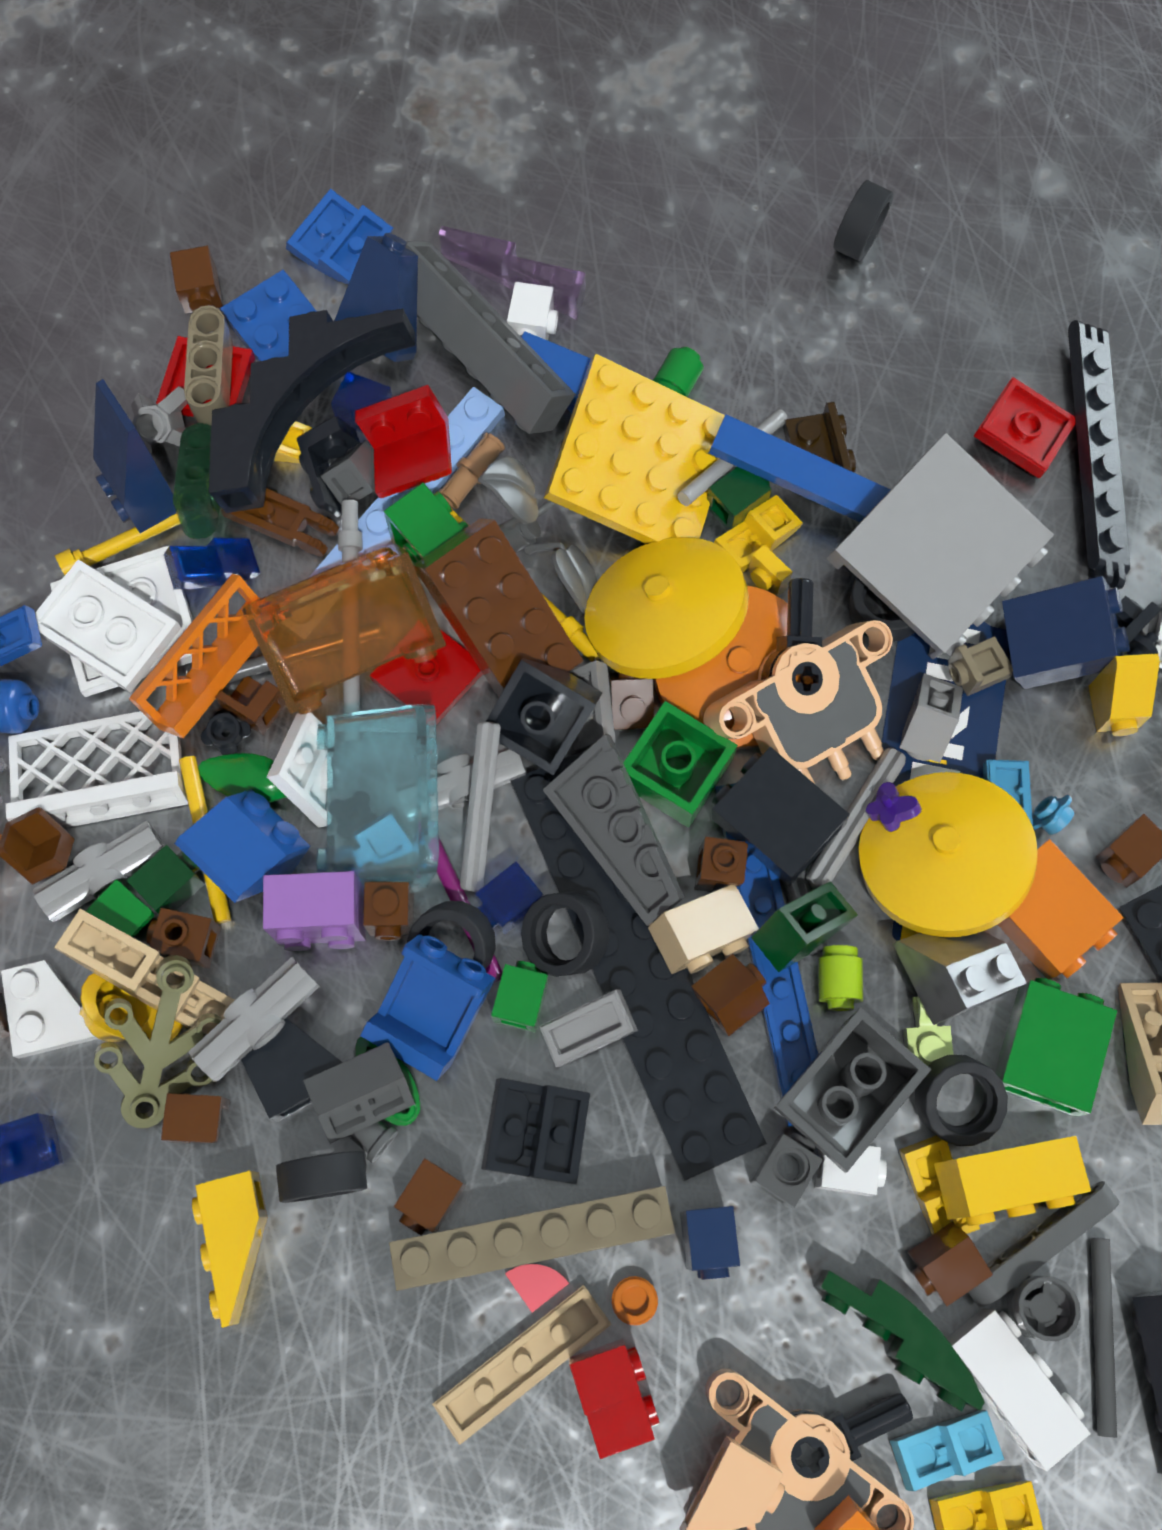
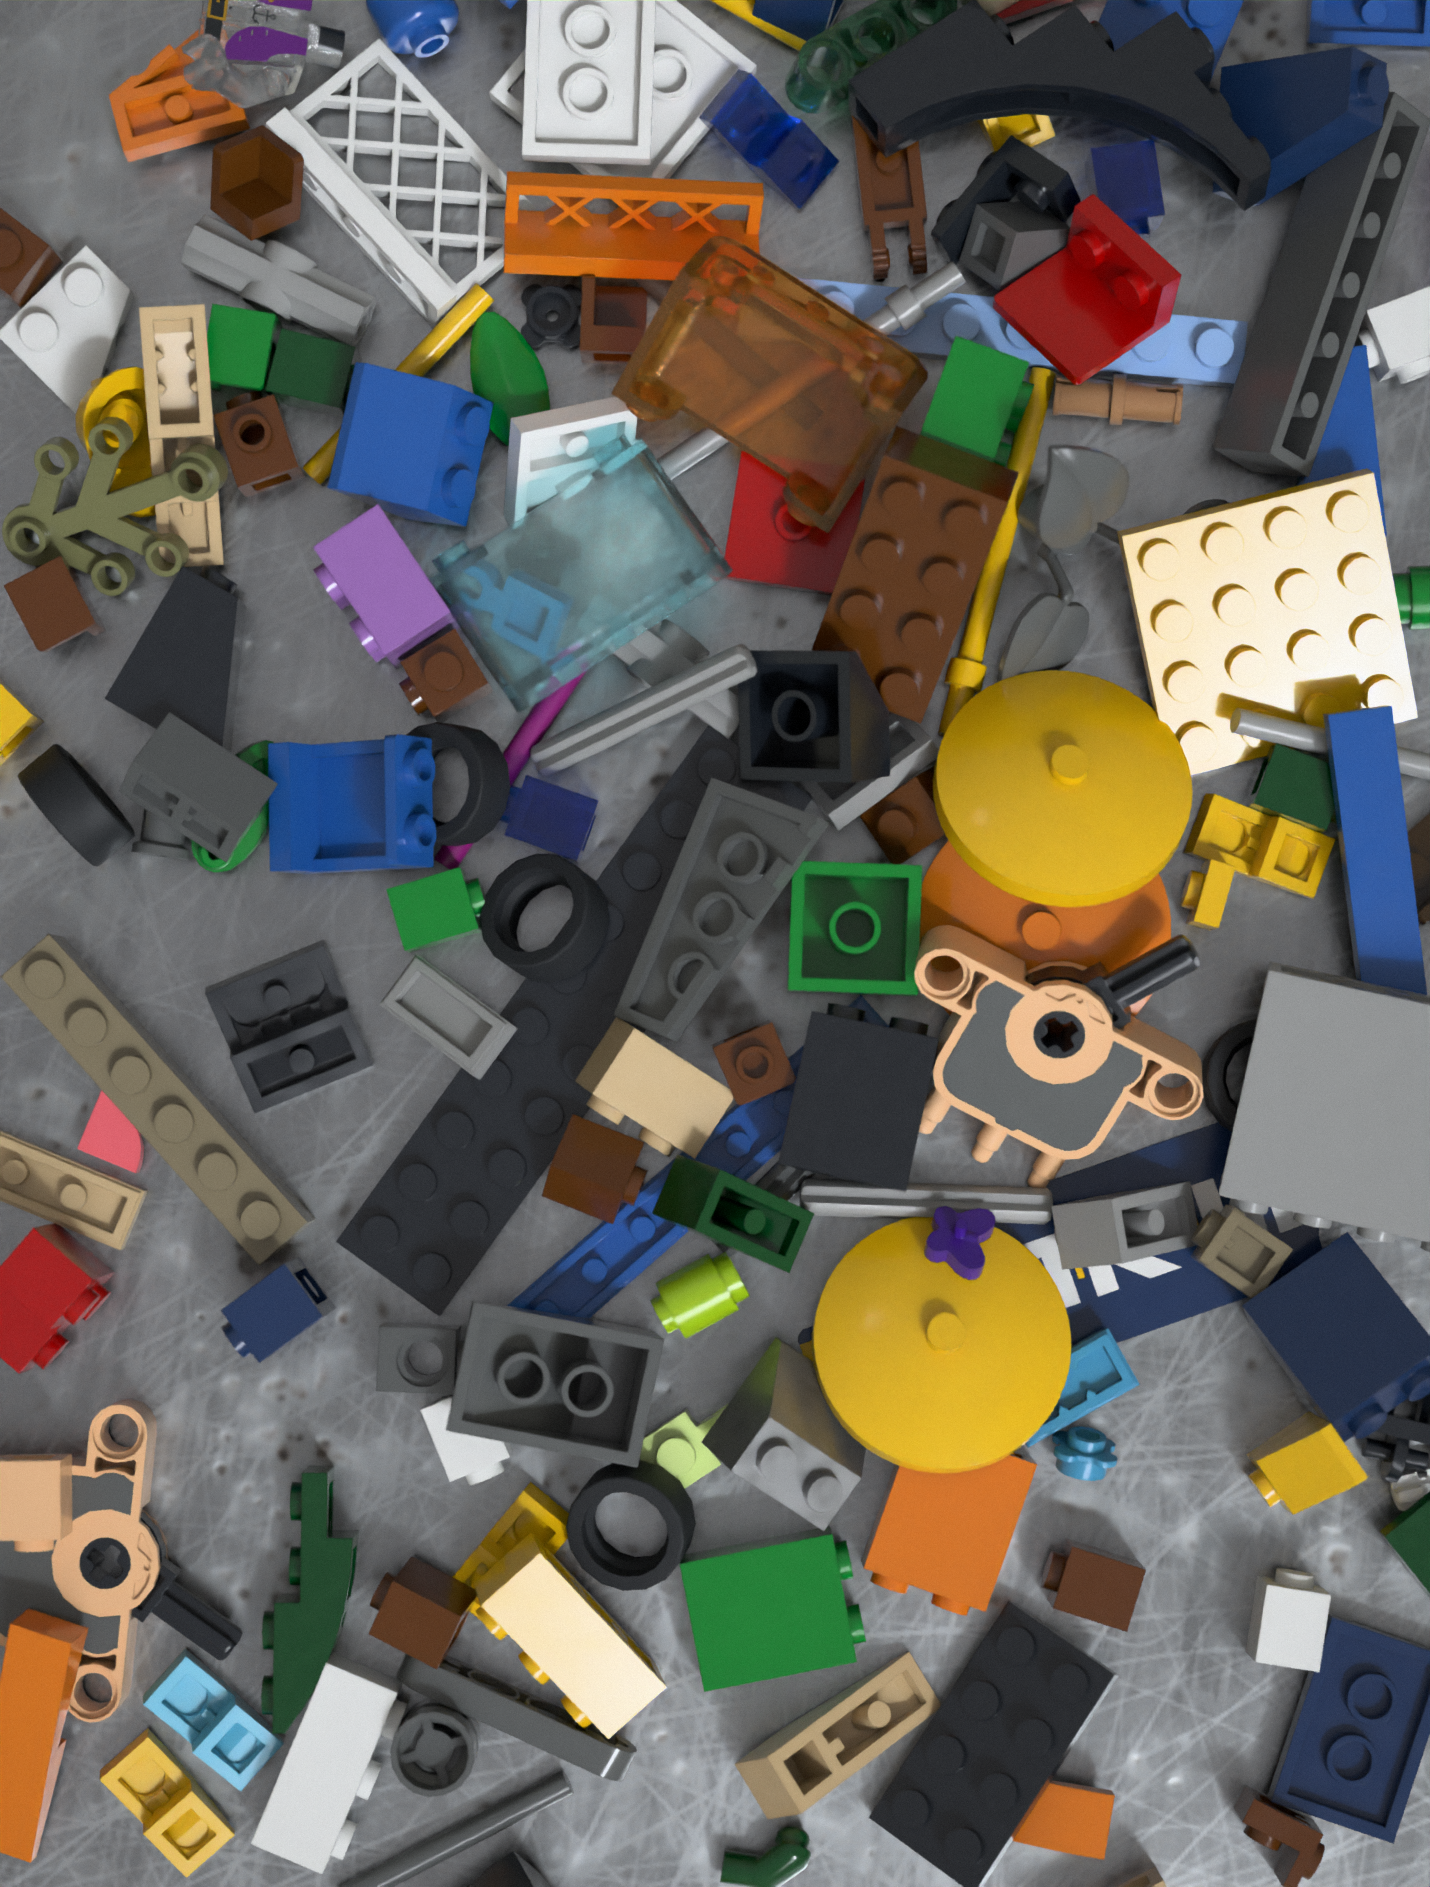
camera: 60 degrees right, 15 degrees up
(253, 1019) = (204, 605): light grey piece -> none
(428, 1198) = (132, 946): reddish brown brick -> none
(634, 1300) = (164, 1261): orange tile -> none

